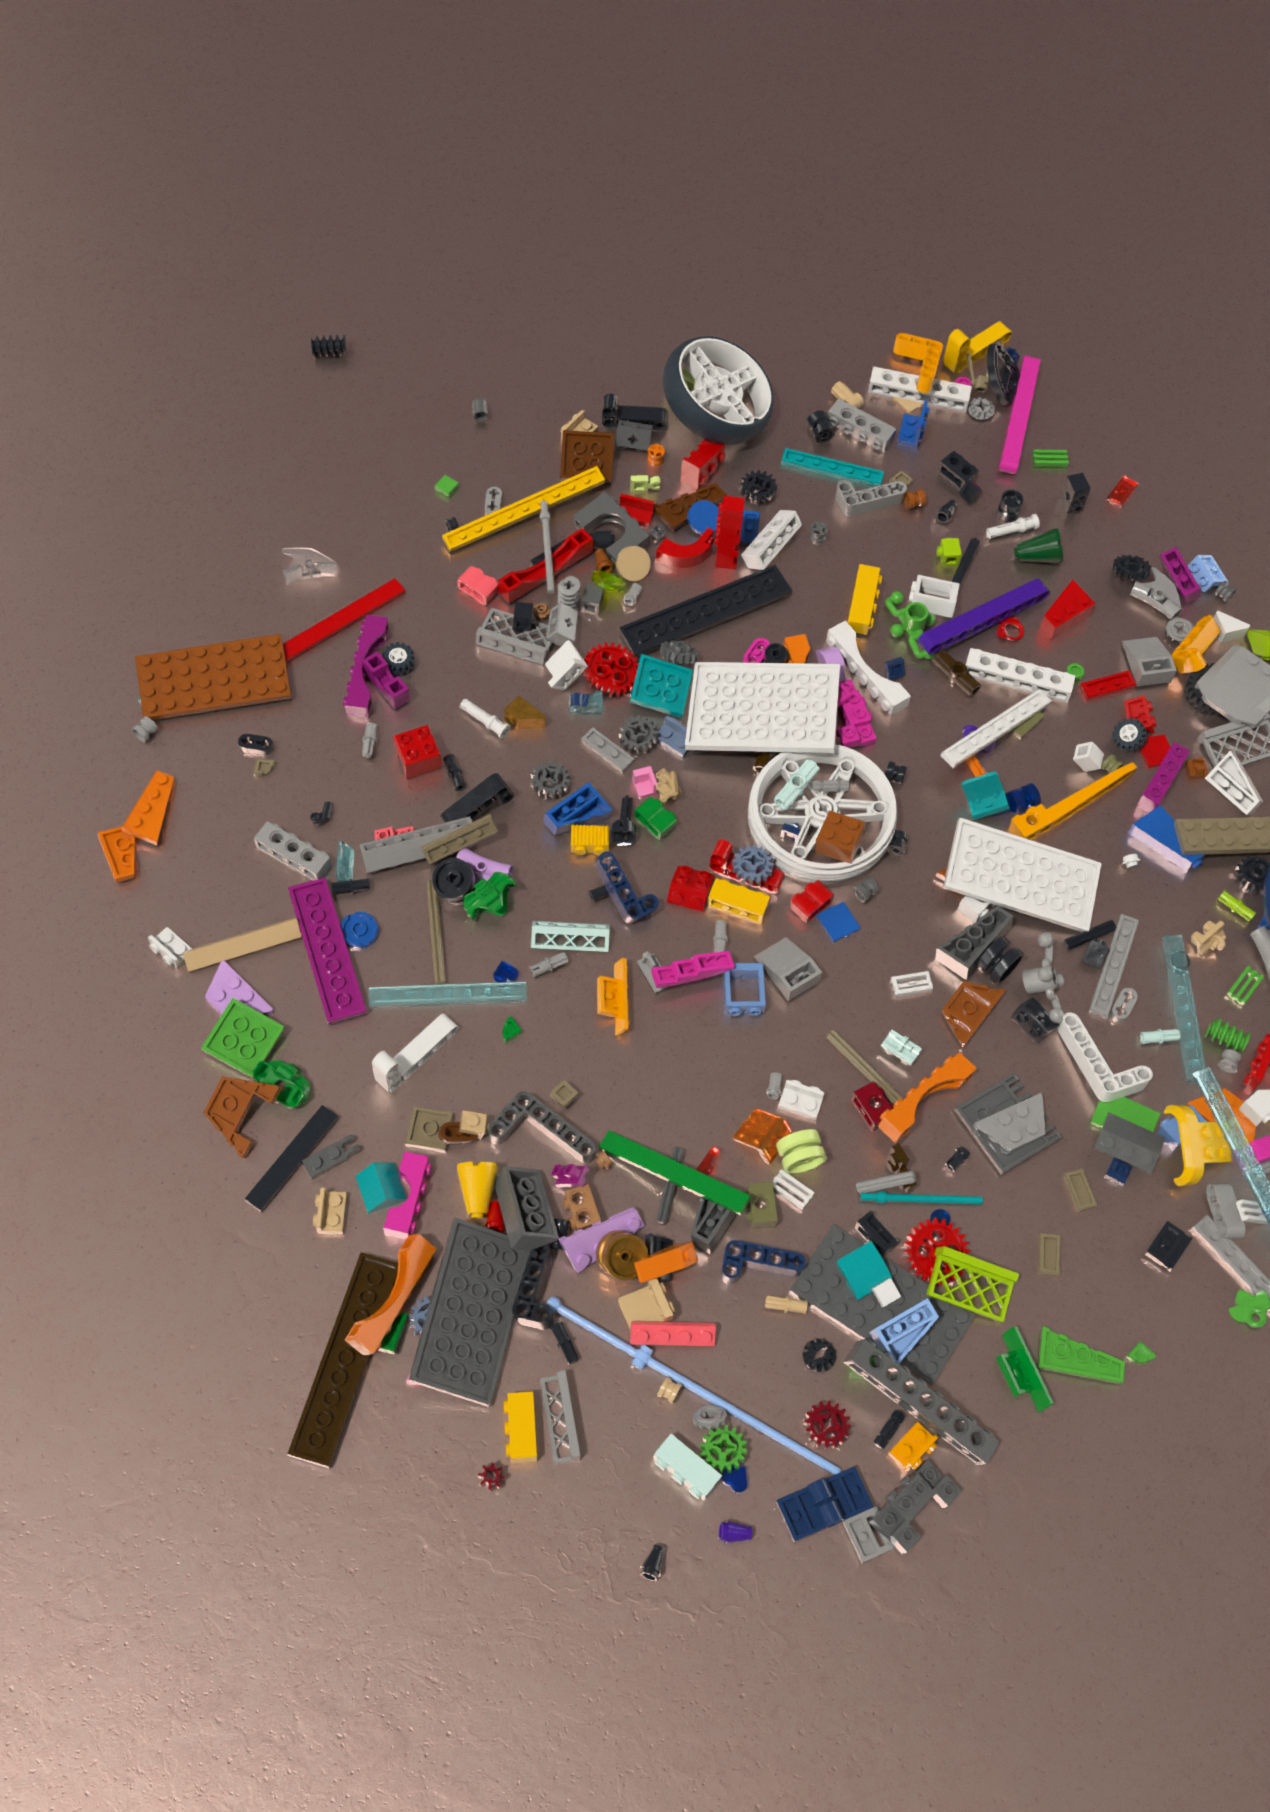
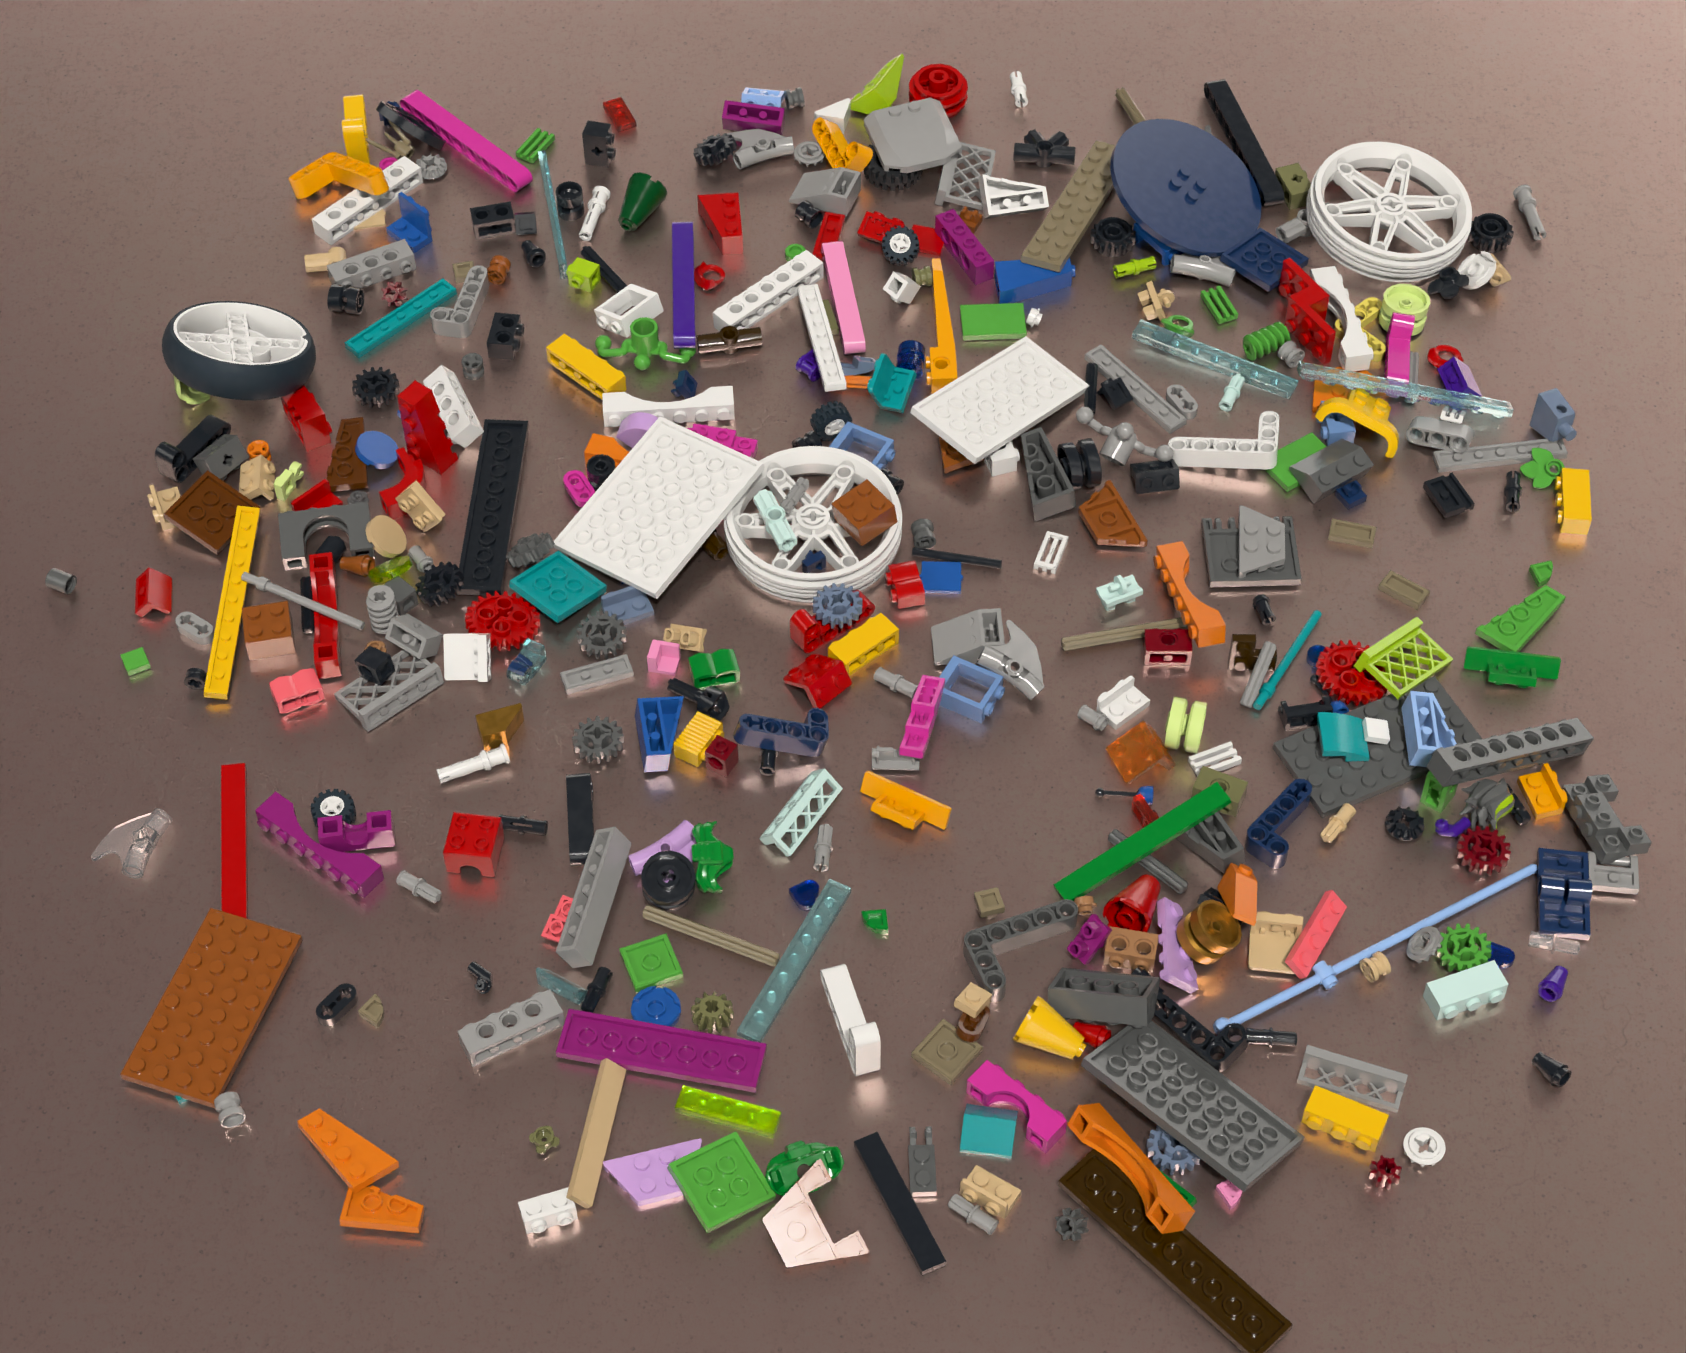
camera: 55 degrees left, 10 degrees down
(219, 912) = (541, 1133): none -> olive plate
(304, 1015) = (728, 1111): none -> clear neon green plate
(307, 1210) = (973, 1214): none -> light grey axle
(330, 1277) = (1071, 1224): none -> dark grey gear
(379, 962) = (712, 1012): none -> olive gear
(393, 908) = (651, 962): none -> bright green tile
(459, 839) = (620, 851): dark tan tile -> none
(505, 464) = (153, 591): none -> red panel
(514, 542) = (268, 630): none -> dark orange brick
(526, 1487) = (1423, 1136): none -> white gear
(583, 861) = (721, 756): none -> dark red brick
(616, 616) = (439, 584): none -> black gear
(620, 1193) = (1134, 905): none -> red cone
(636, 464) = (257, 478): none -> tan bracket
(671, 568) = (420, 507): none -> tan bracket
(726, 1155) = (1146, 791): none -> hinge
(773, 1516) = (1553, 943): none -> clear axle
(790, 1007) = (1018, 653): none -> light grey pin
(834, 1392) = (1452, 830): none -> dark purple arm
(846, 451) = (392, 289): none -> dark red gear
(858, 535) = (505, 336): none -> black brick
(862, 923) = (954, 557): none -> black bar
(870, 1408) = (1488, 802): none -> dark grey hair
(896, 1254) = (1338, 706): none -> hinge
(915, 794) = (853, 432): none -> medium blue window
(924, 775) = (830, 420): none -> black wheel
(987, 763) = (859, 365): none -> sand blue slope
(992, 502) = (553, 215): none -> clear light blue tile
(1051, 724) = (843, 298): none -> bright pink beam
(1107, 835) = (993, 321): none -> bright green tile
(1116, 660) = (809, 214): none -> black wheel
(1199, 974) = (1185, 330): none -> bright green piece
(1209, 1294) = (1513, 491): none -> black pin
(1231, 1346) = (1573, 501): none -> yellow brick

